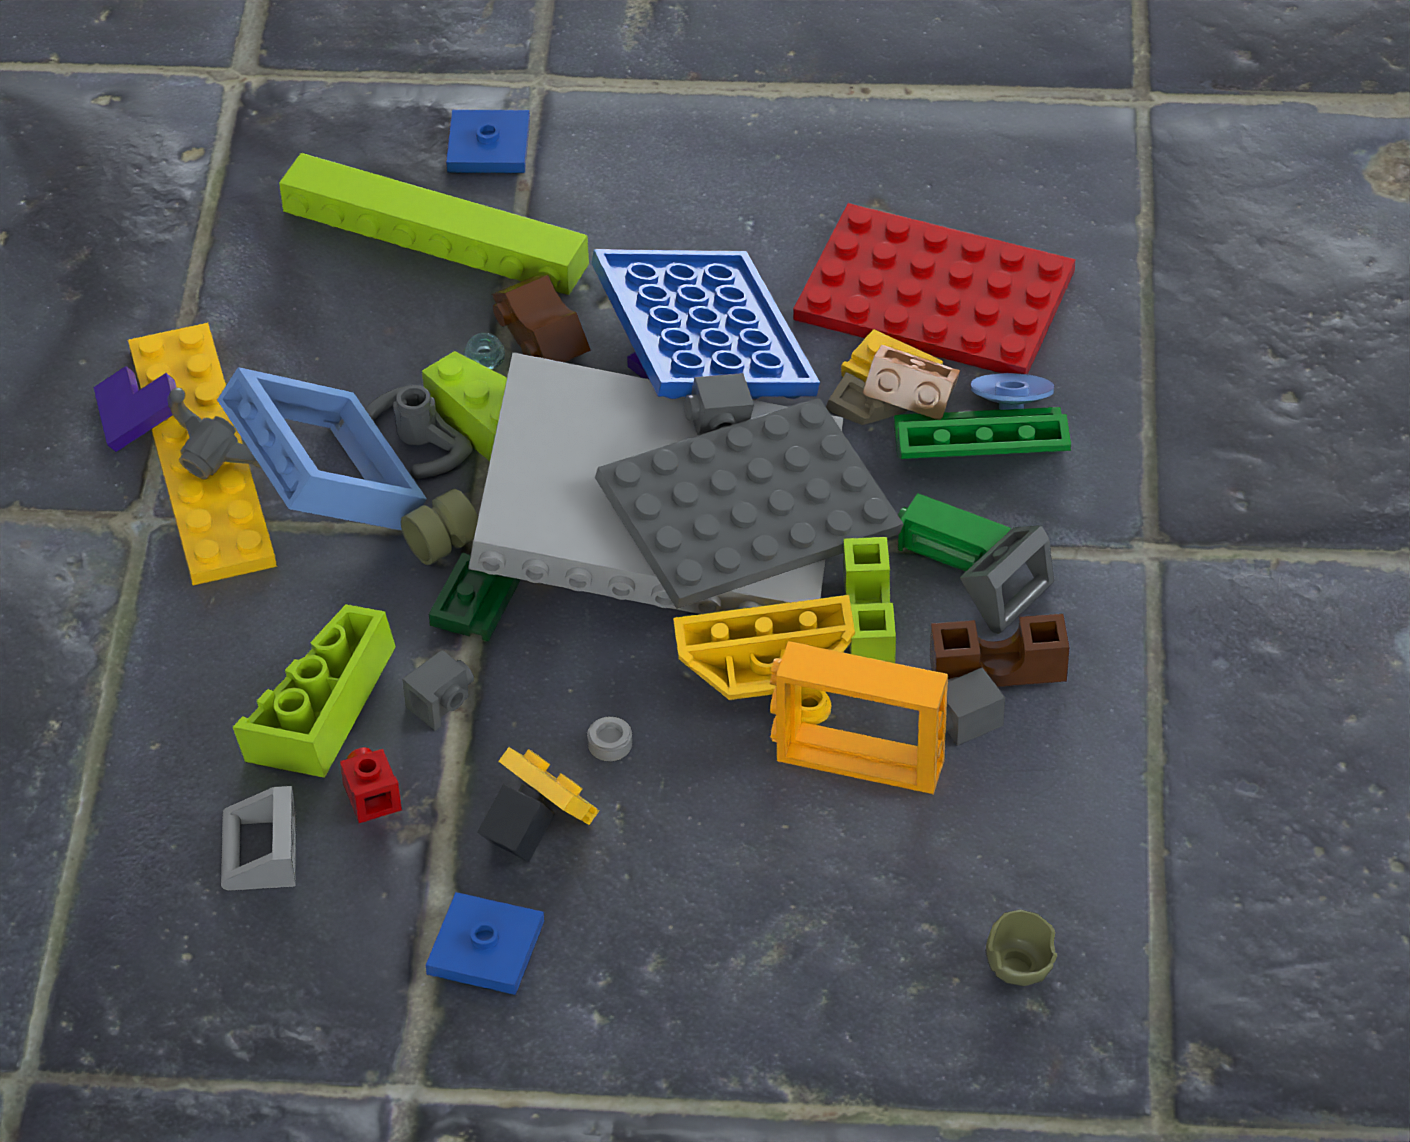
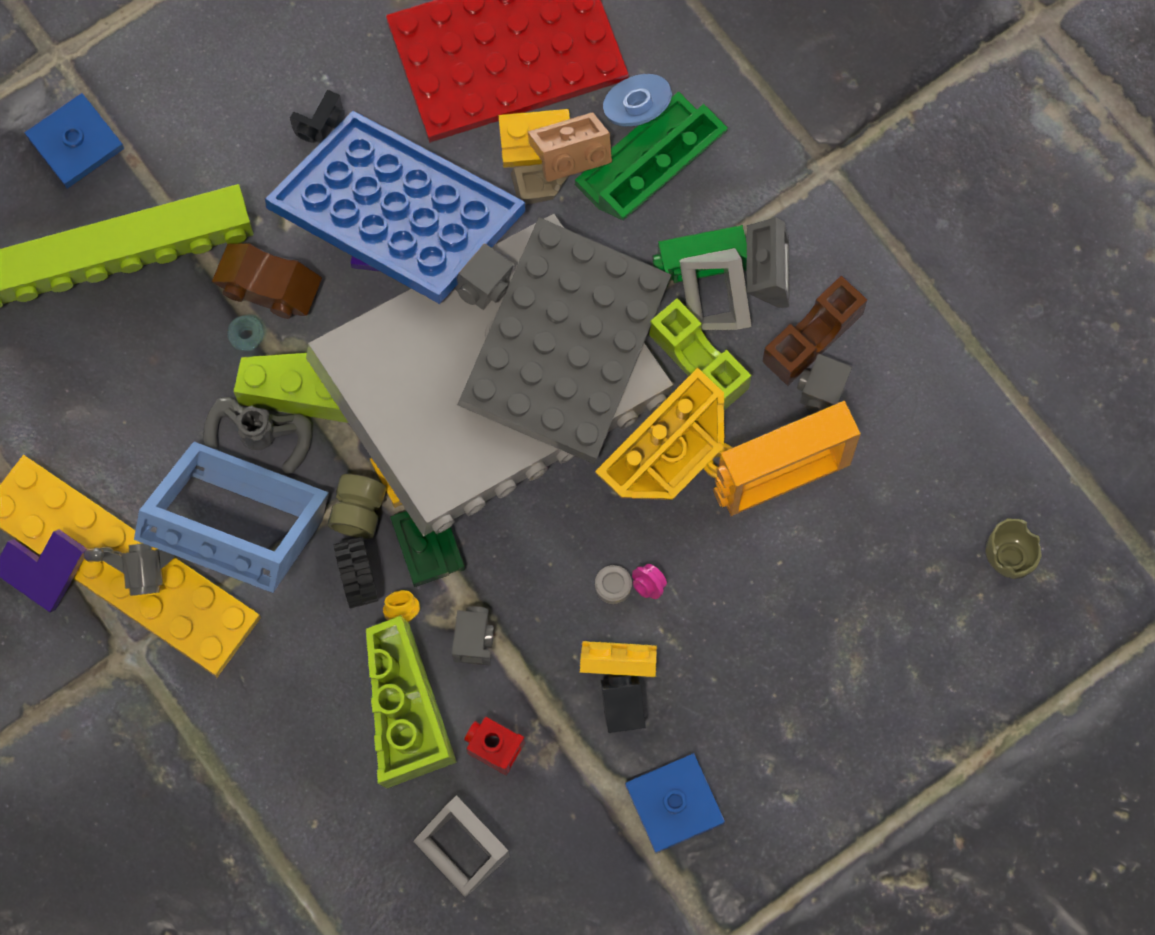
camera: 40 degrees left, 25 degrees up
(385, 568) = (355, 572): none -> black tyre
(403, 627) = (401, 604): none -> yellow plate
(642, 751) = (649, 581): none -> dark pink plate
(715, 236) = (327, 116): none -> black bracket
(956, 562) = (735, 283): none -> light grey tile

